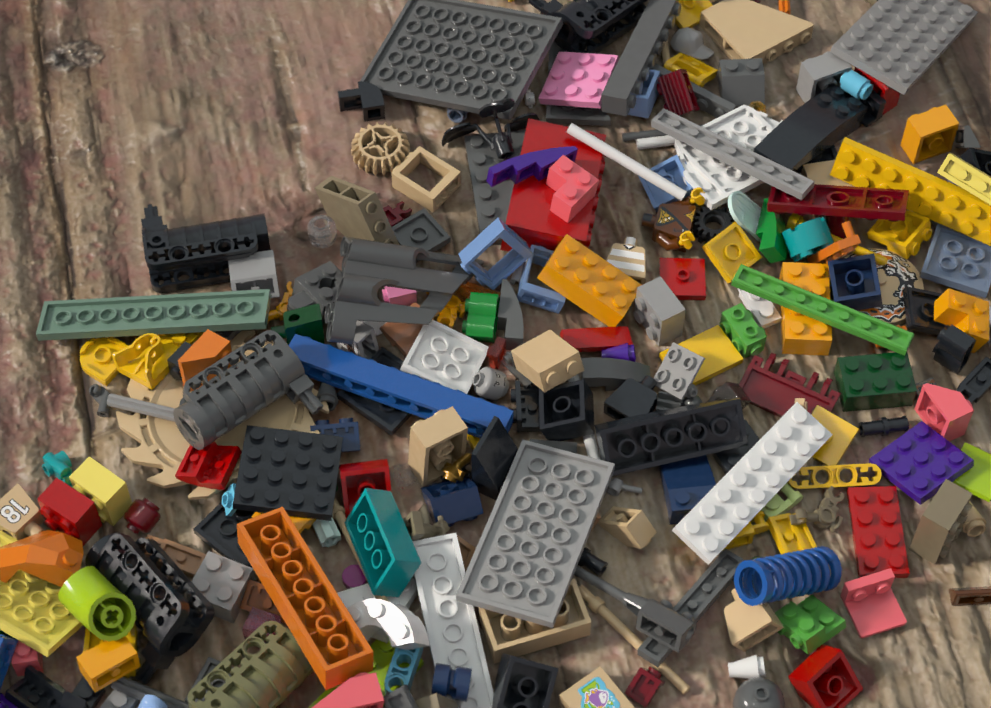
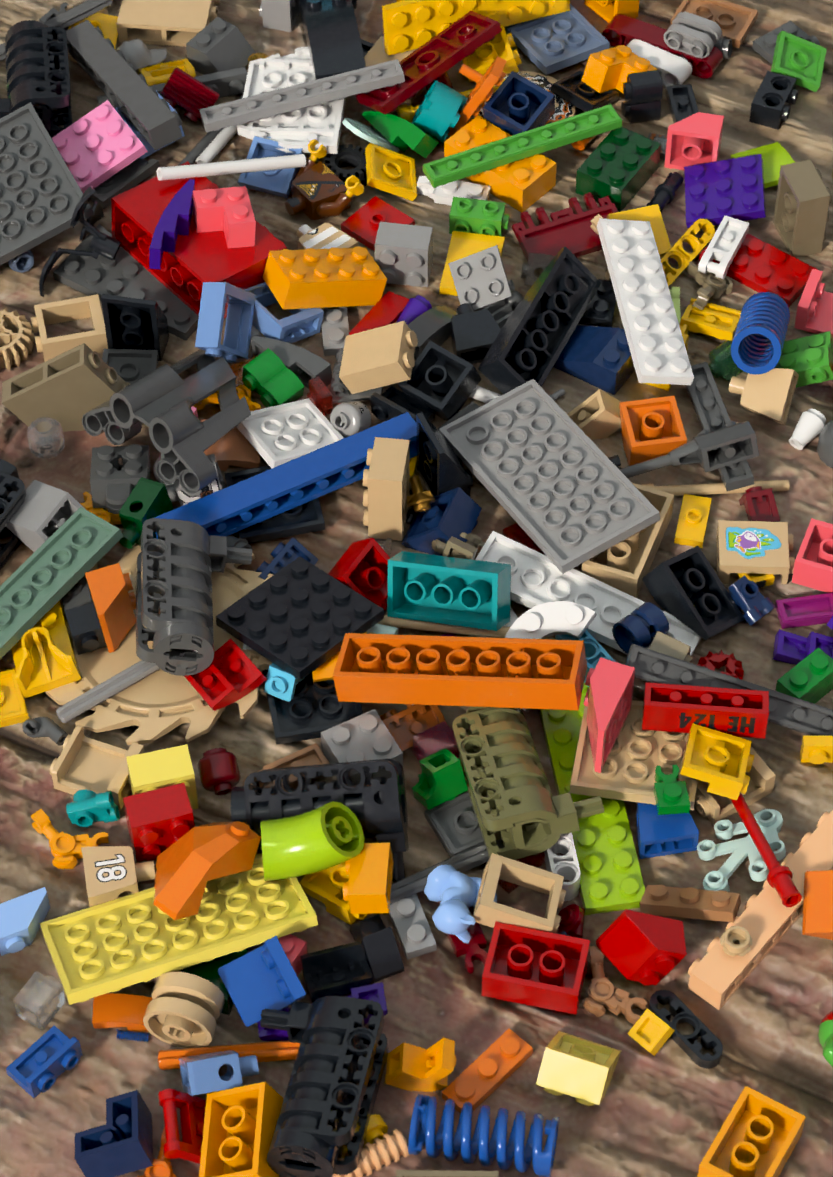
camera: 50 degrees left, 5 degrees down
(22, 473) = (64, 846): none -> light orange piece
(95, 439) = (93, 766): none -> tan panel
(224, 645) = (440, 779): none -> green brick
(450, 211) = (134, 324): none -> black slope
(567, 318) = (334, 329): none -> light grey hinge
(597, 651) = (693, 520): none -> yellow plate
(644, 567) = (650, 428): none -> orange slope
(860, 497) = (723, 246): none -> white plate

